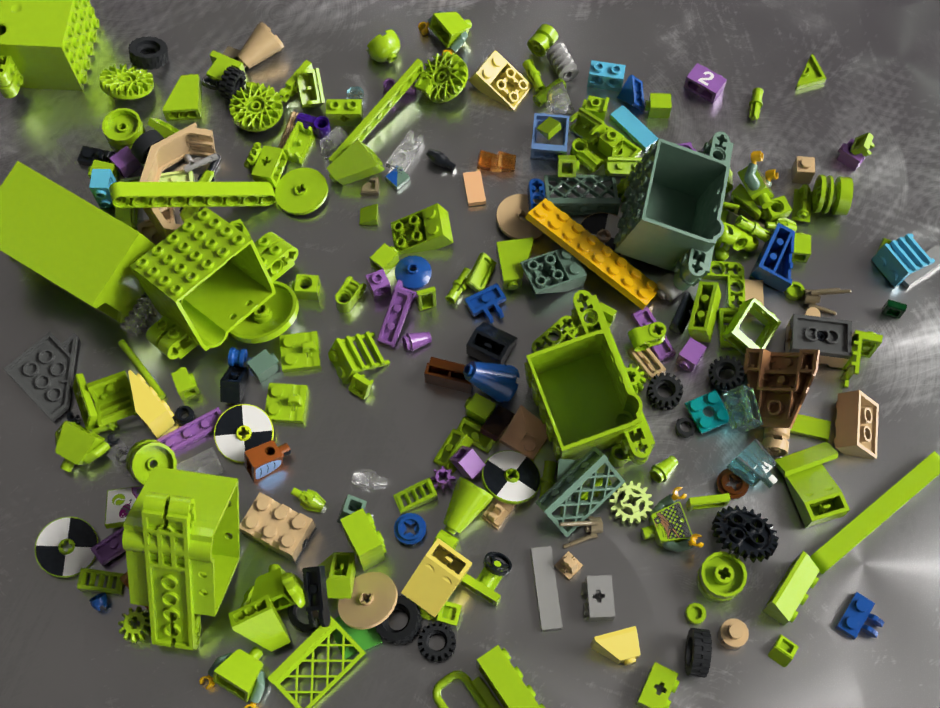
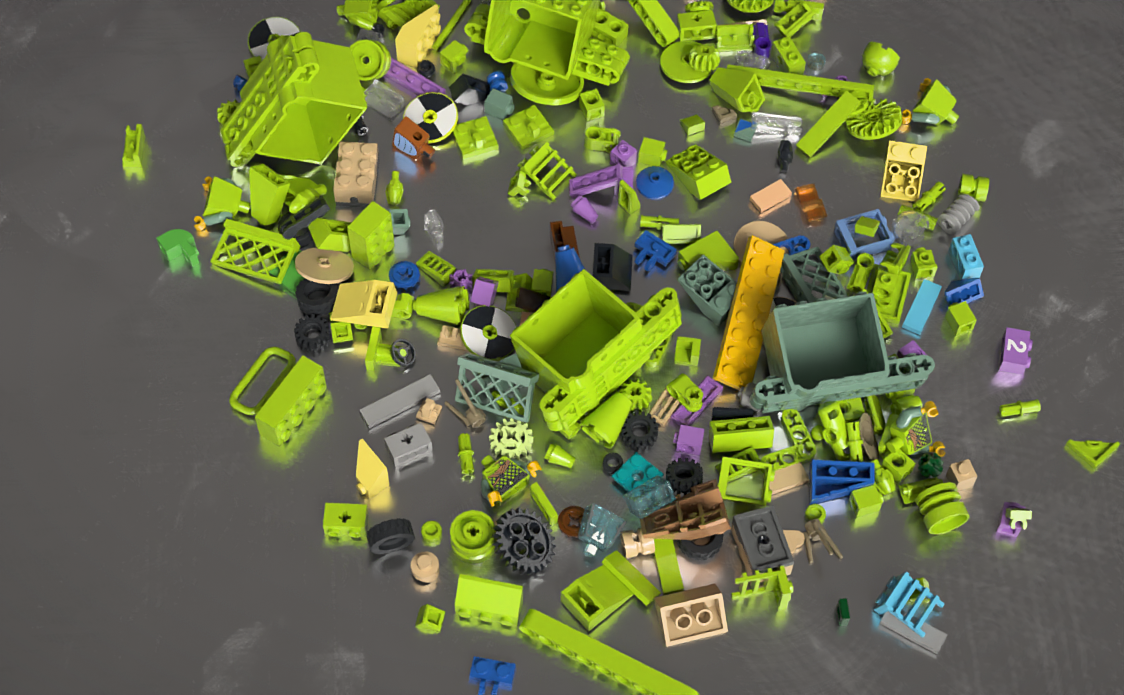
camera: 65 degrees right, 5 degrees down
(312, 173) = (704, 58): none -> lime gear
(430, 111) = (828, 124): none -> lime tile
(627, 549) = (465, 453): none -> lime axle
(655, 409) = (608, 419): none -> lime cone
(782, 182) = (930, 465): none -> dark green gear

